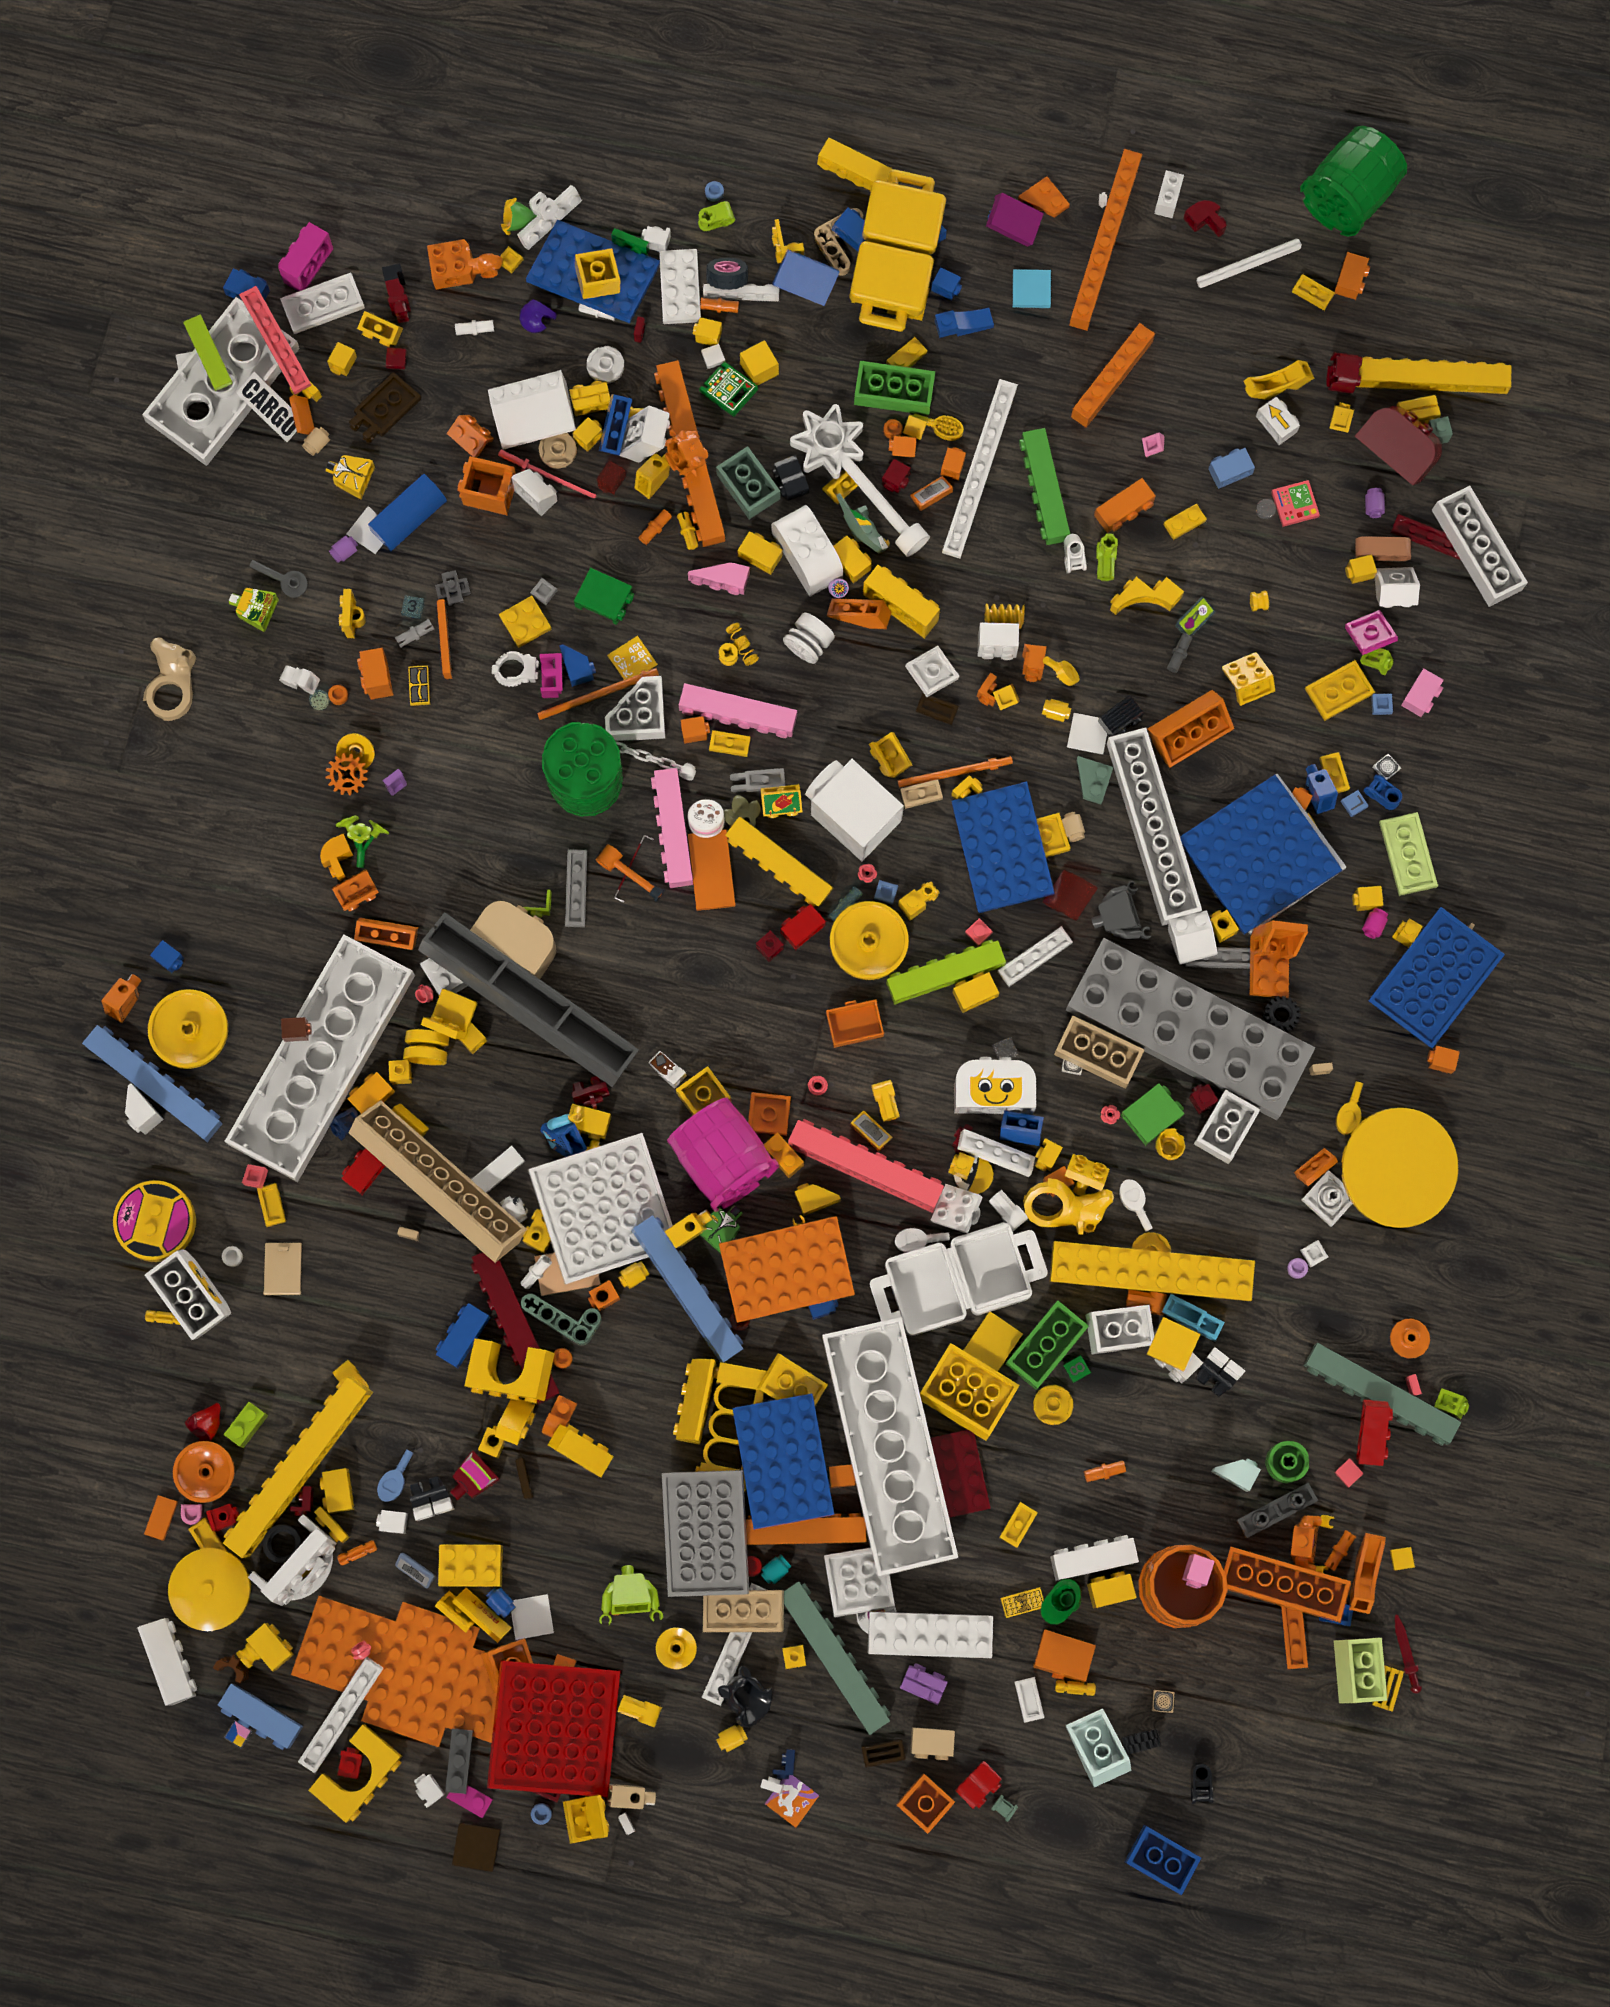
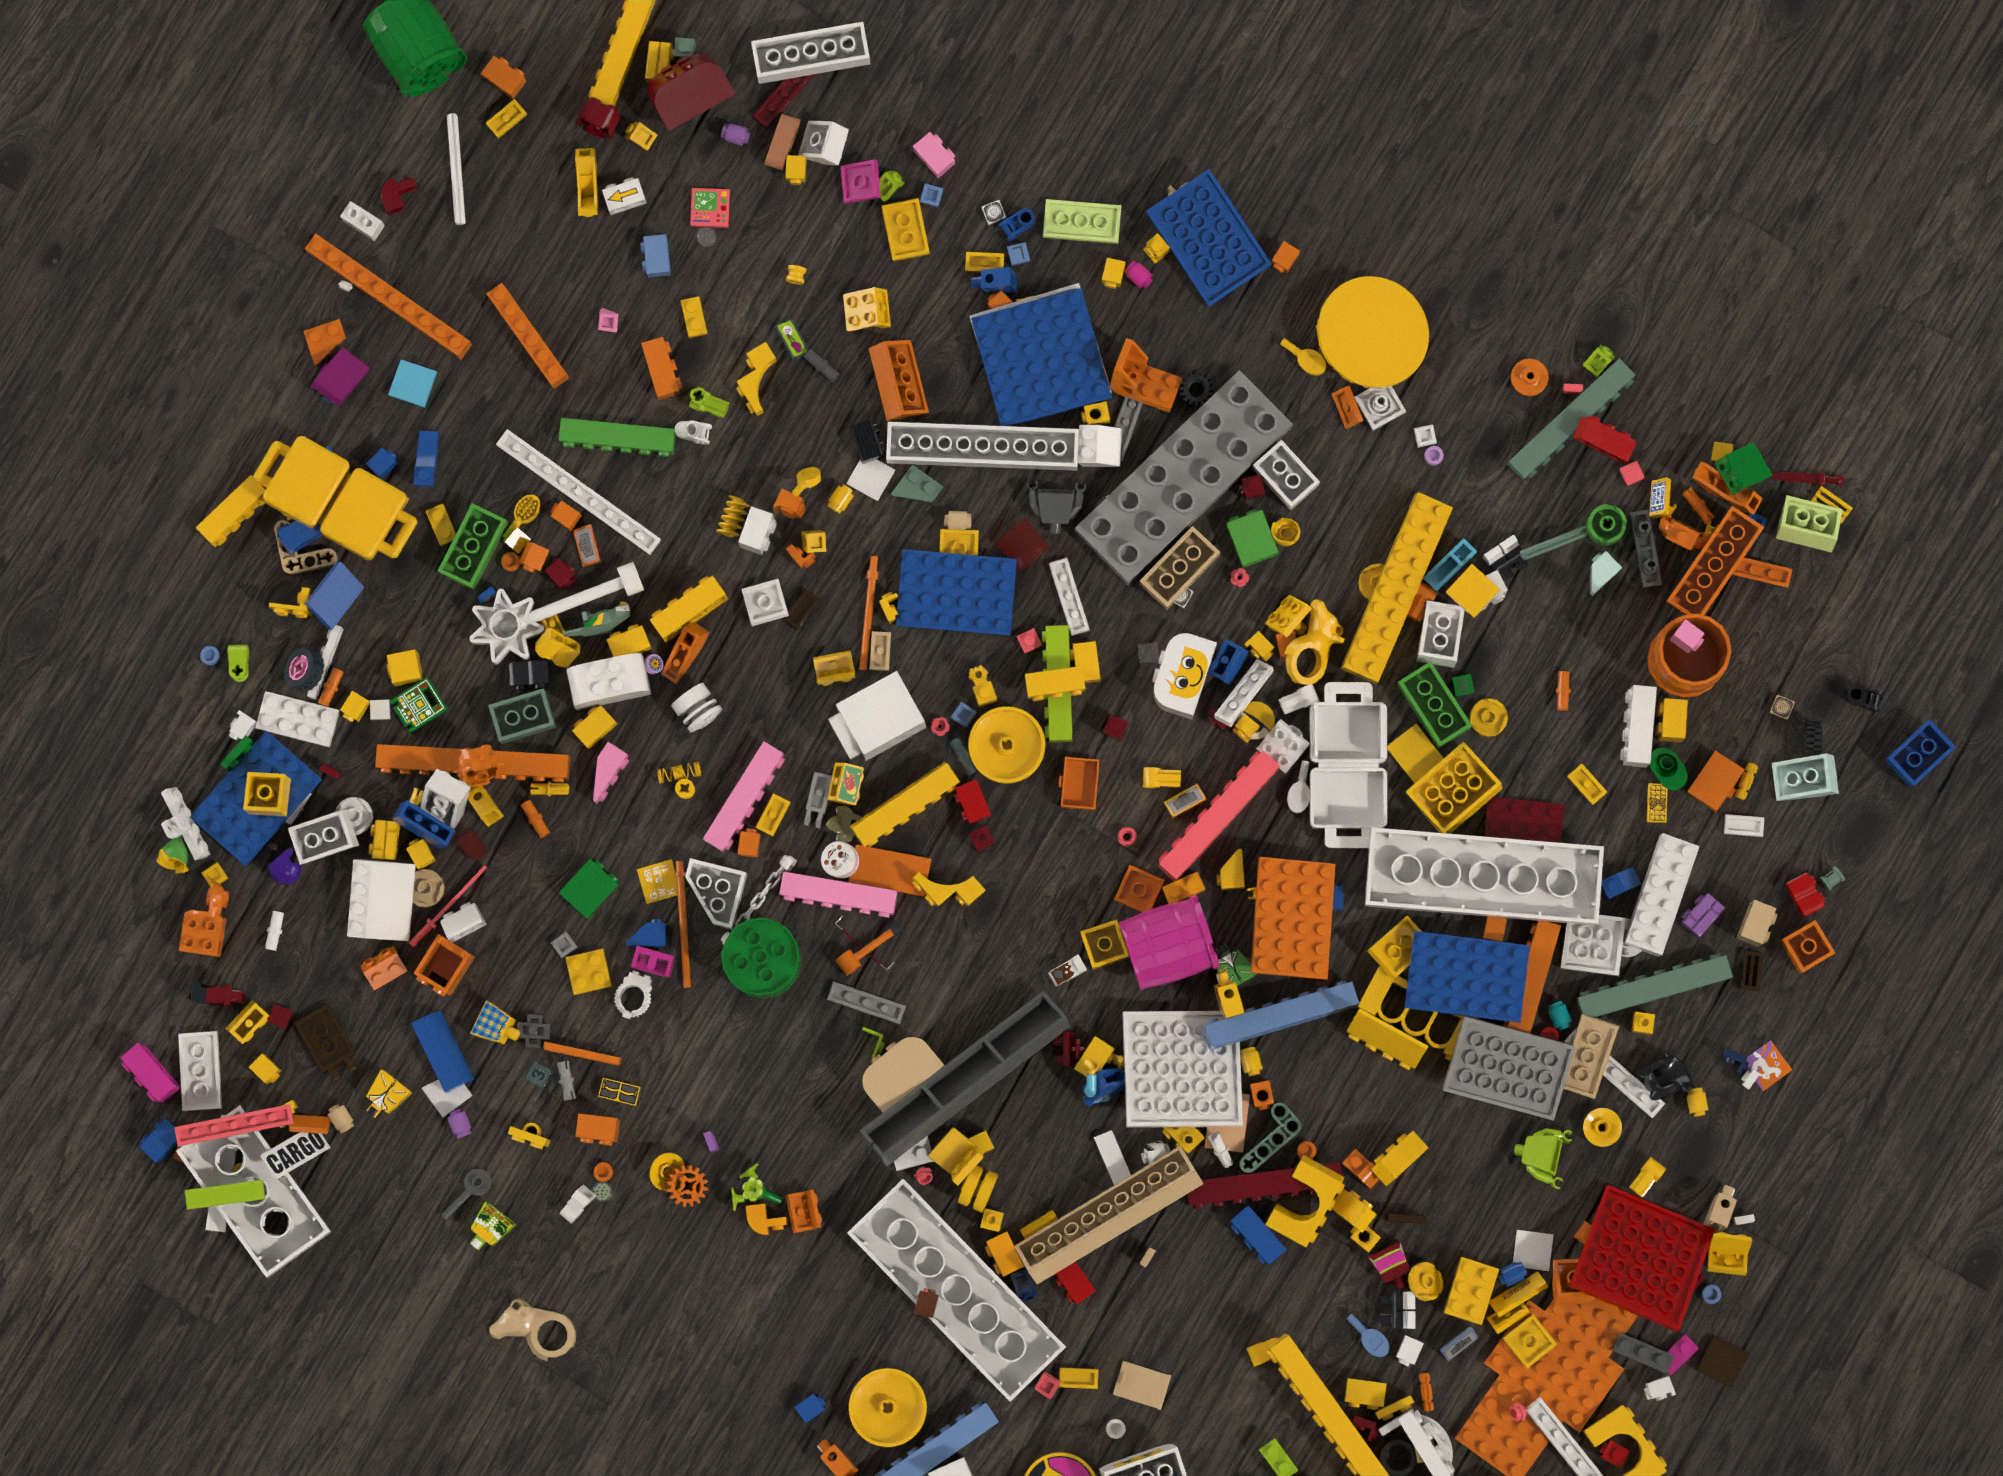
camera: 65 degrees left, 5 degrees up
(386, 933) = (855, 1194): orange brick -> none
(437, 1640) = (1529, 1341): none -> yellow tile
(447, 550) = (495, 1025): none -> torso
(466, 1516) = (1425, 1281): none -> yellow tile
(575, 339) = (323, 836): none -> white brick
(701, 919) = (936, 893): none -> yellow arch
(823, 493) = (557, 648): none -> yellow brick
(852, 415) = (487, 595): none -> blue tile
(920, 1039) = (1115, 728): none -> dark red brick
(929, 1589) = (1619, 883): none -> blue slope
(943, 965) = (1055, 683): none -> yellow brick
(1134, 1200) = (1324, 581): white piece -> none
(1250, 1414) = (1554, 543): none -> sand green axle
(1319, 1069) = (1258, 371): tan tile -> none
(1333, 1508) = (1660, 497): none -> tile
(1393, 1583) = (1743, 468): none -> green panel

